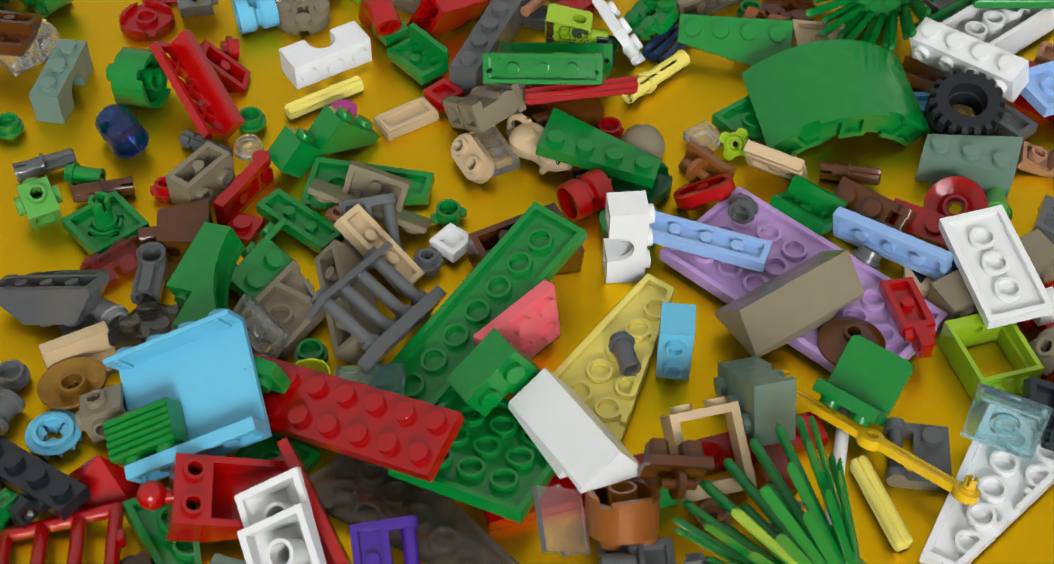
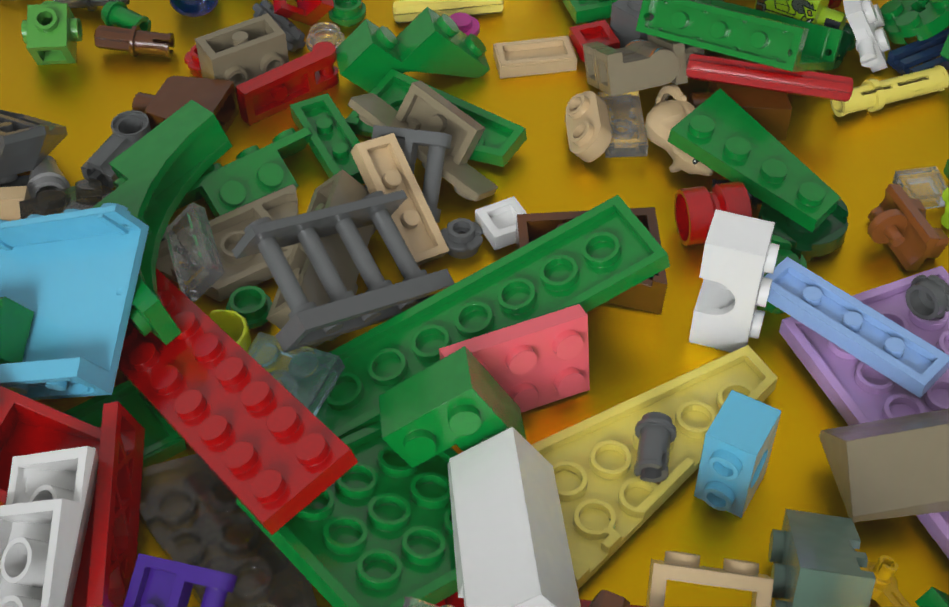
camera: 25 degrees right, 0 degrees up
(102, 219) = (108, 77): green plate -> none
(121, 254) = (85, 120): clear red hinge -> none
(246, 227) = (260, 128): red plate -> none
(448, 211) = (522, 184): green plate -> none
(611, 126) = (794, 138): red plate -> none
(646, 139) = (835, 167): dark tan hair -> none
(714, 188) = (901, 258): red plate -> none

